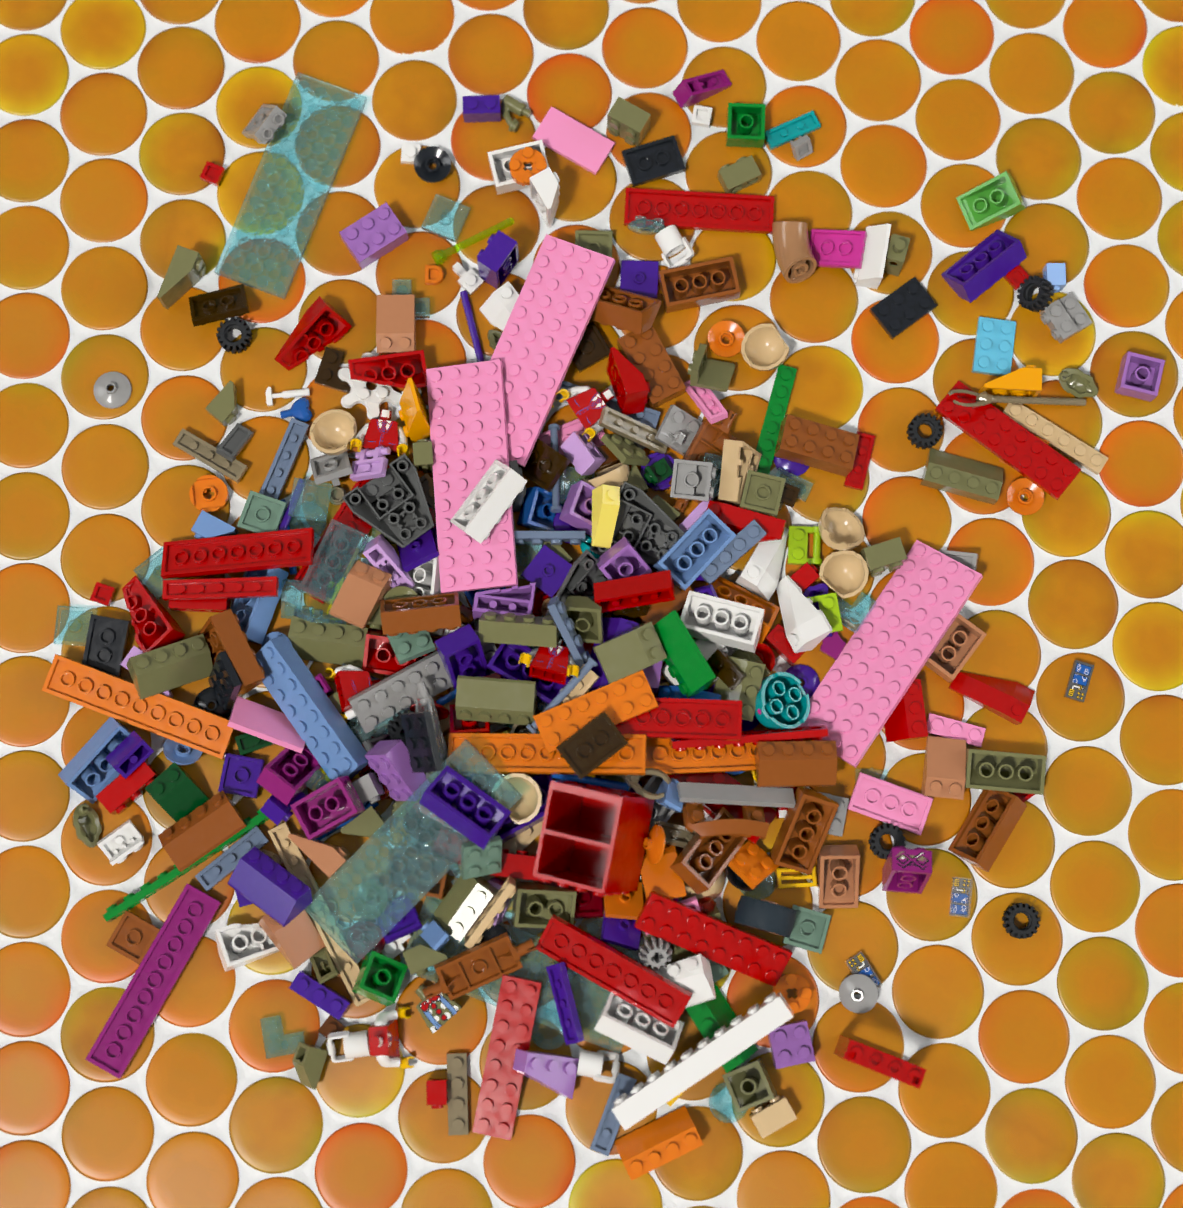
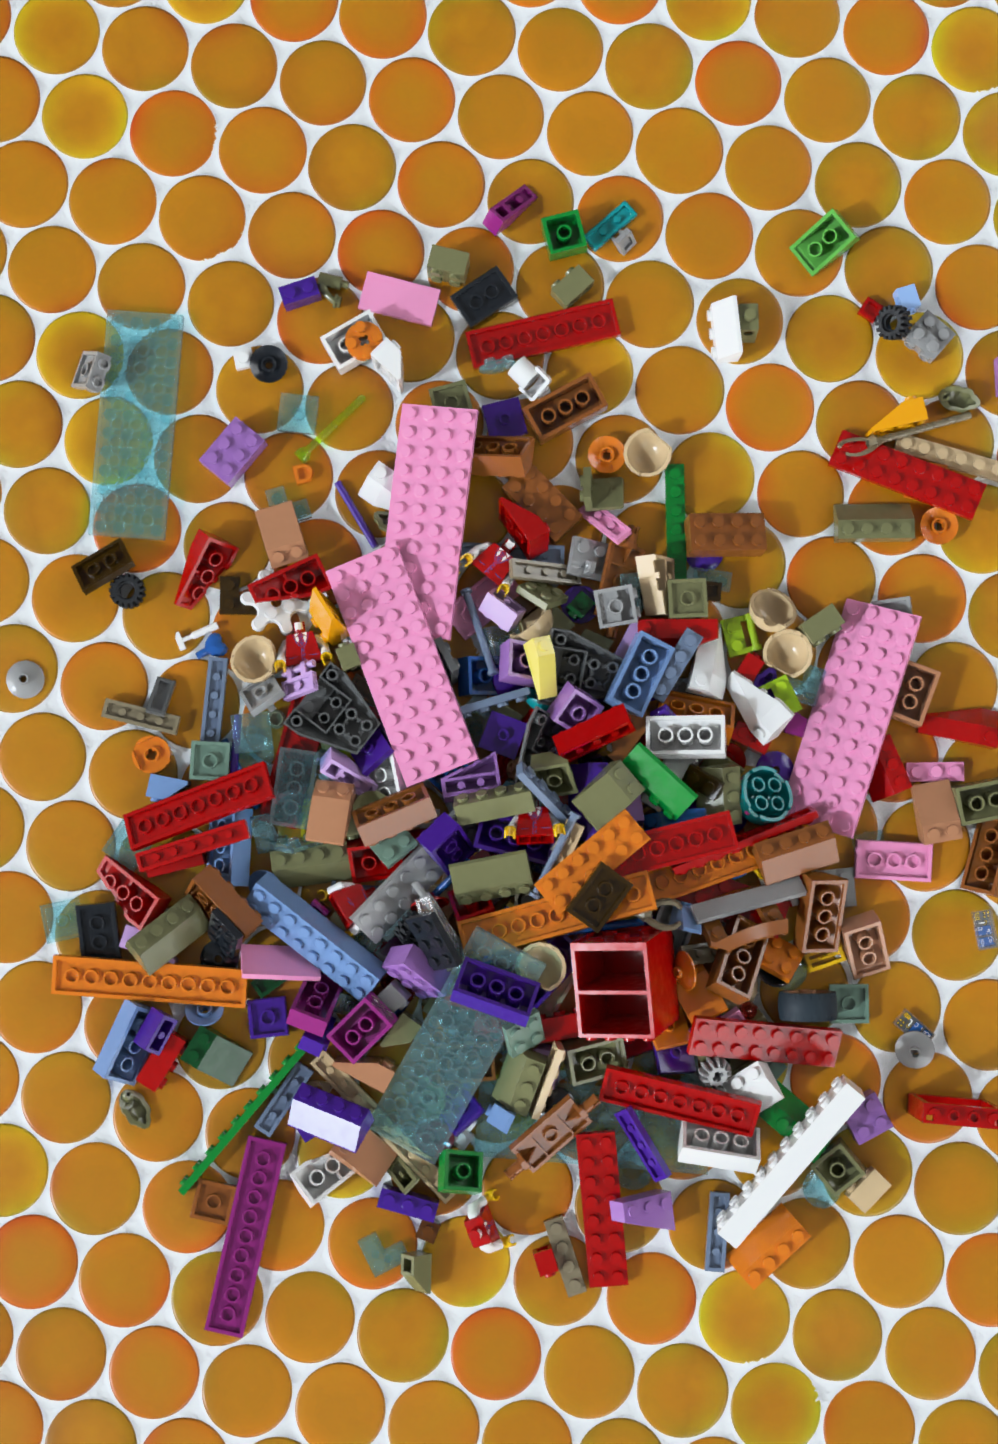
camera: 15 degrees left, 5 degrees up
(103, 594) = (79, 882): red plate -> none
(121, 842) = (174, 1115): white bracket -> none
(181, 275) = (58, 545): olive slope -> none
(202, 830) = (247, 1082): dark orange slope -> none
(212, 173) = (55, 436): red plate -> none
(224, 405) = (140, 663): olive slope -> none
(354, 1044) = (455, 1240): white piece -> none
(421, 958) = (494, 1141): olive slope -> none
(437, 1009) = (523, 1186): torso -> none
(466, 615) = (437, 799): reddish brown plate -> none
(468, 280) = (338, 469): white plate -> none
(488, 501) = (427, 687): white slope -> none
(497, 259) = (362, 442): dark purple brick -> none
(545, 465) = (469, 633): dark brown plate -> none
(590, 349) = (479, 503): dark brown plate -> none
(591, 1064) = (684, 1192): white piece -> none
(701, 116) = (517, 238): white plate -> none
(793, 250) = (647, 348): medium nougat brick -> none
(802, 987) = (862, 1066): orange plate -> none
(838, 248) = (688, 333): dark pink tile -> none
(857, 476) = (772, 554): red tile -> none
(899, 839) = (889, 898): black tyre -> none
(903, 308) = (769, 373): black plate -> none
(907, 870) = (929, 921): magenta brick -> none
(924, 420) = (824, 478): black tyre -> none
(984, 265) = (836, 307): dark purple slope -> none
(993, 346) = (867, 386): medium azure plate -> none

